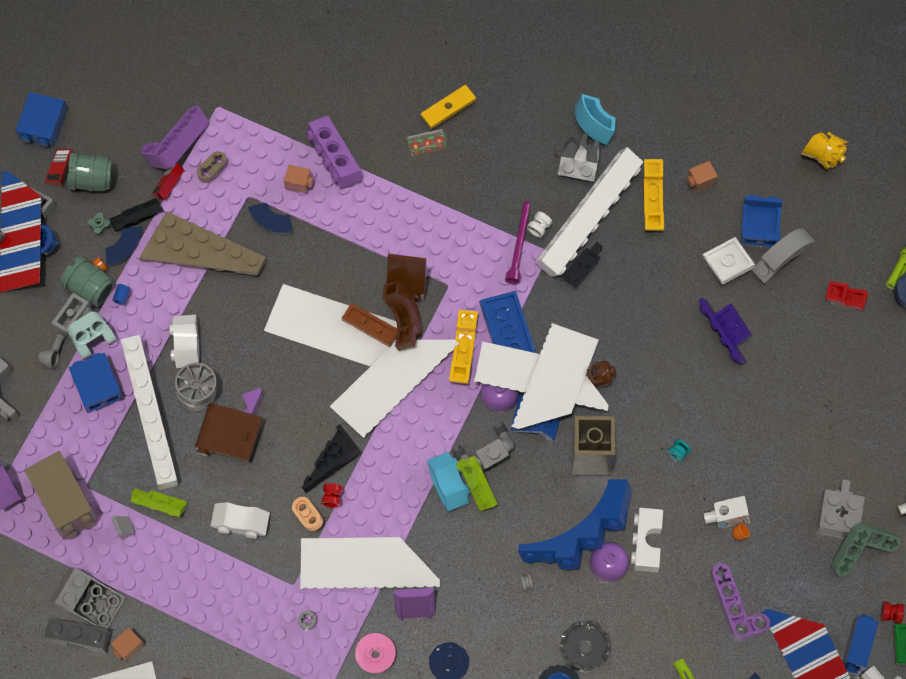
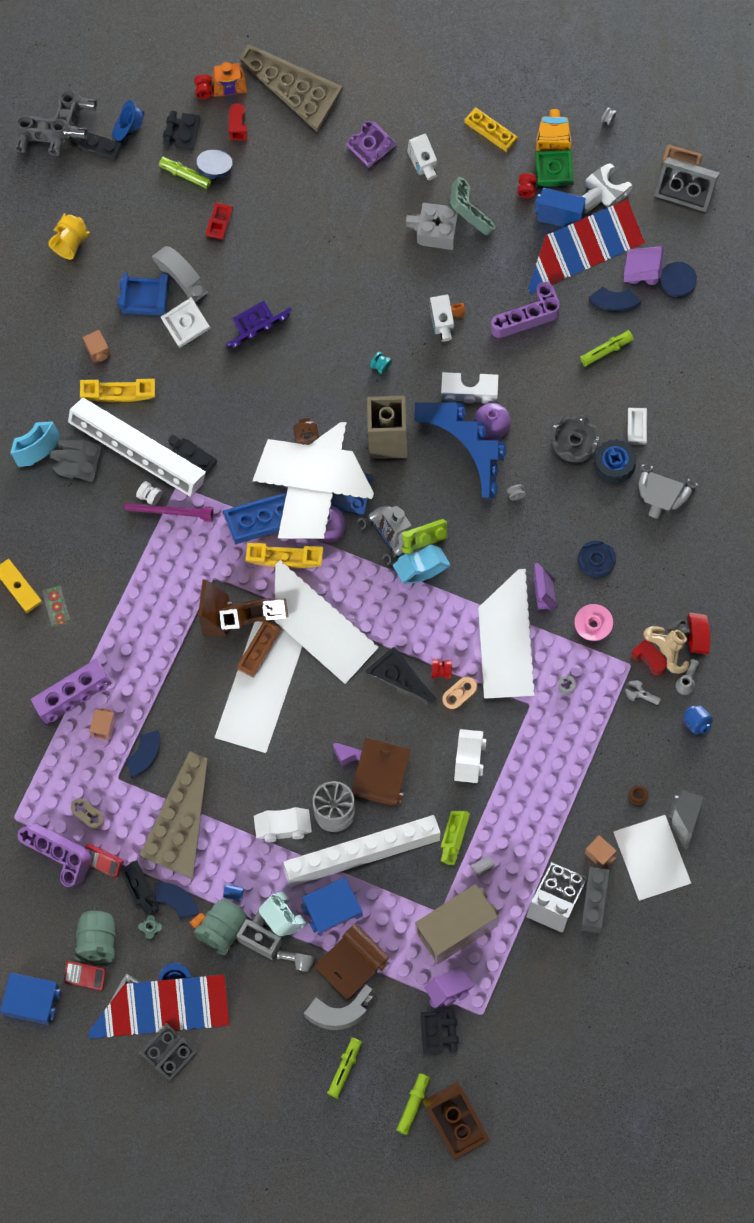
camera: 90 degrees left, 0 degrees up
(41, 401) = (352, 961): none -> reddish brown door

